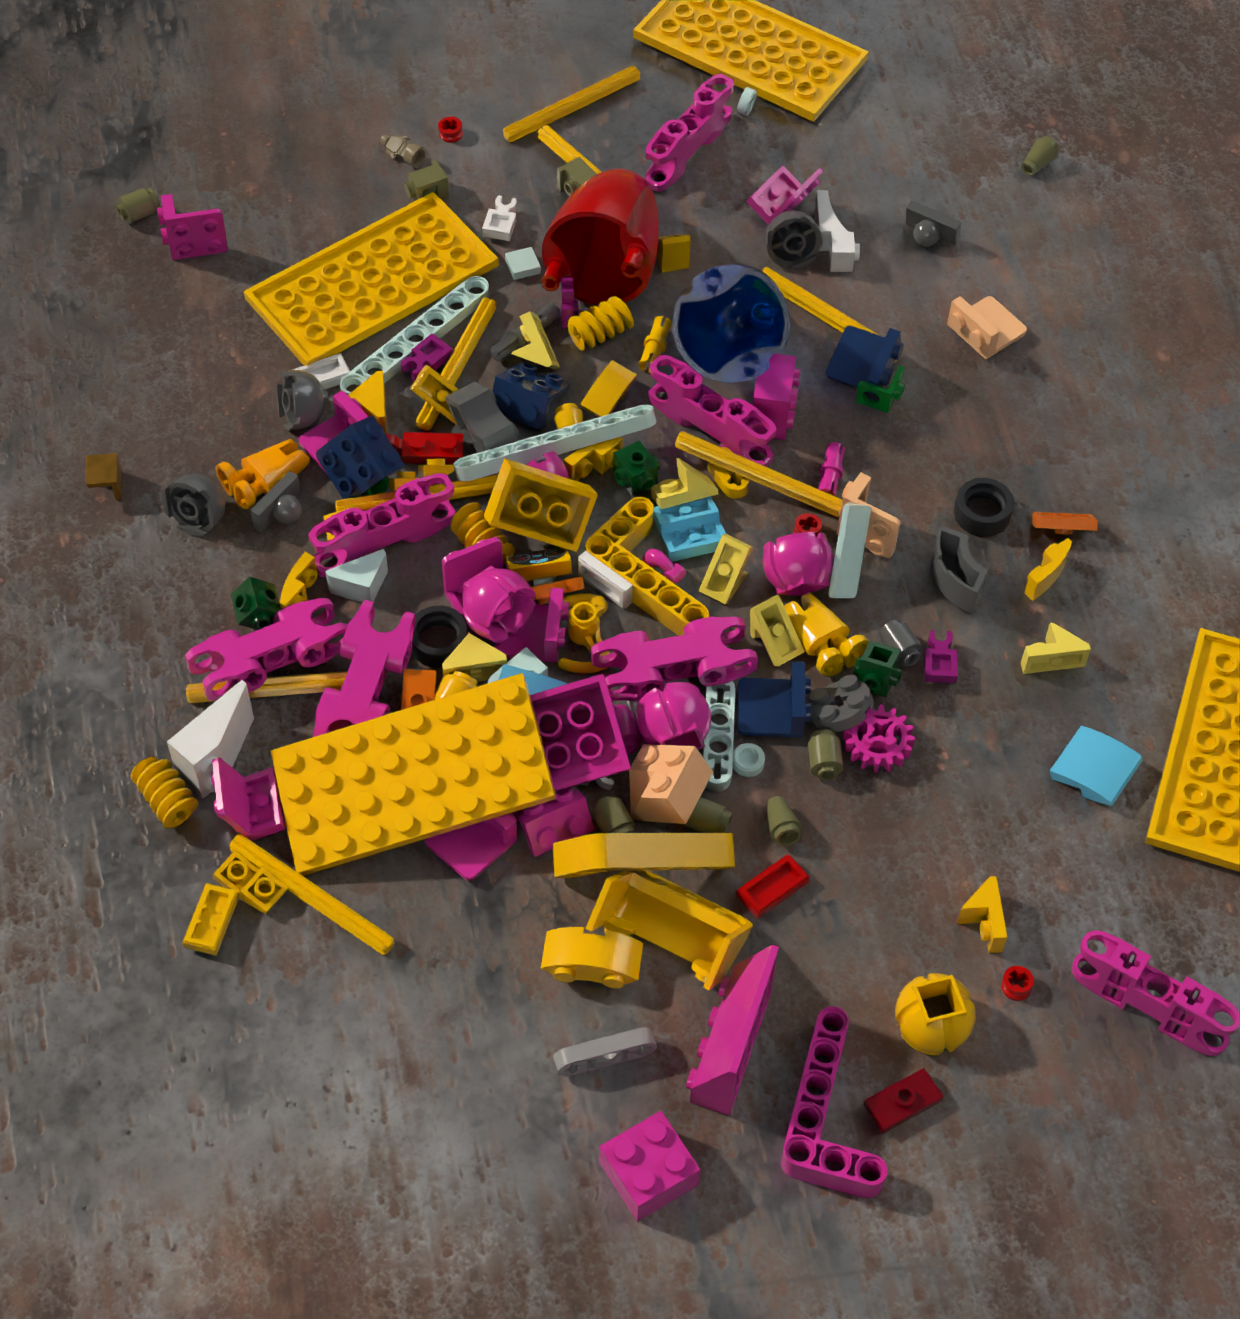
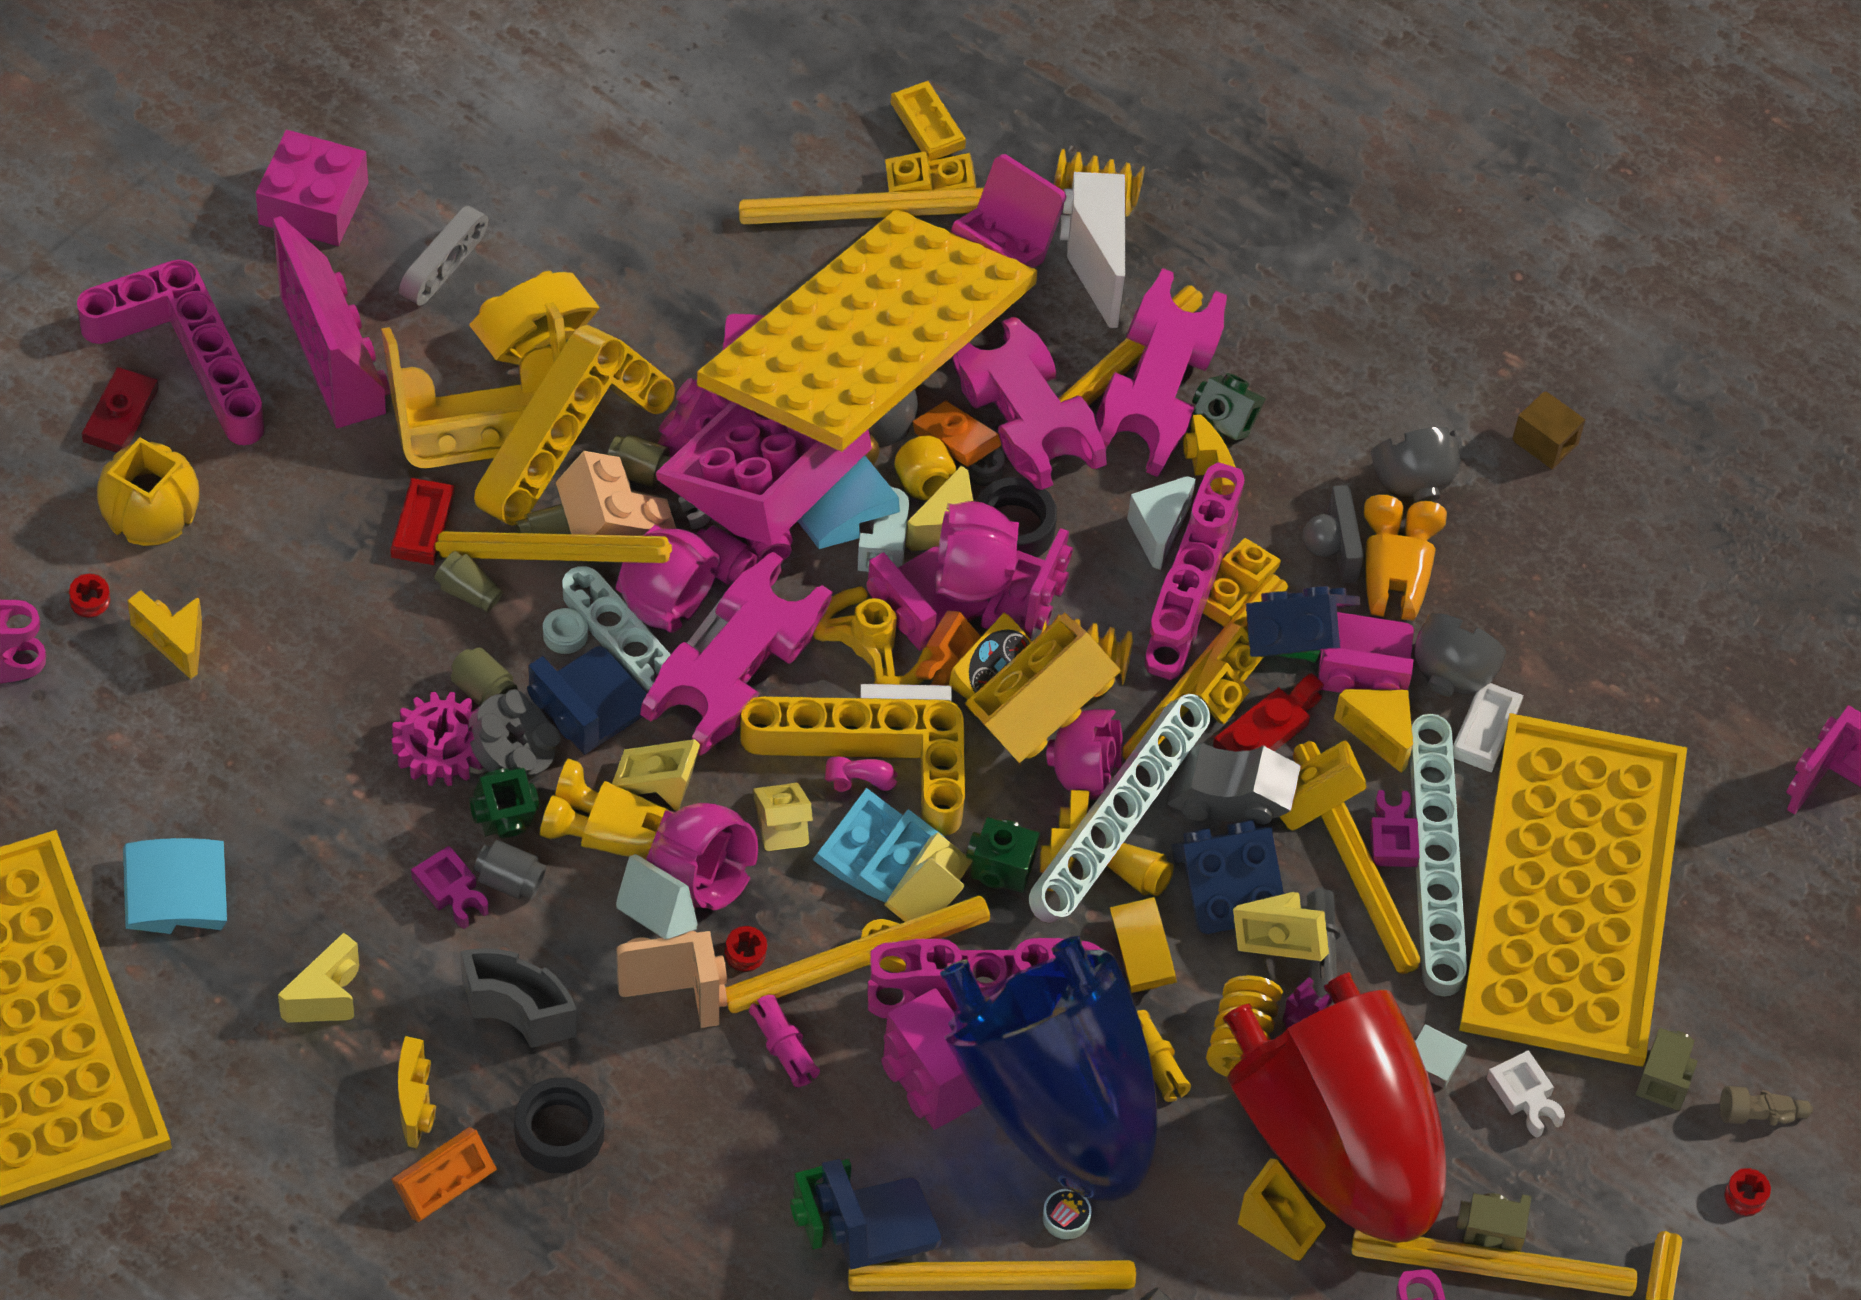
camera: 135 degrees right, 0 degrees up
(730, 774) = (555, 547): none -> yellow axle

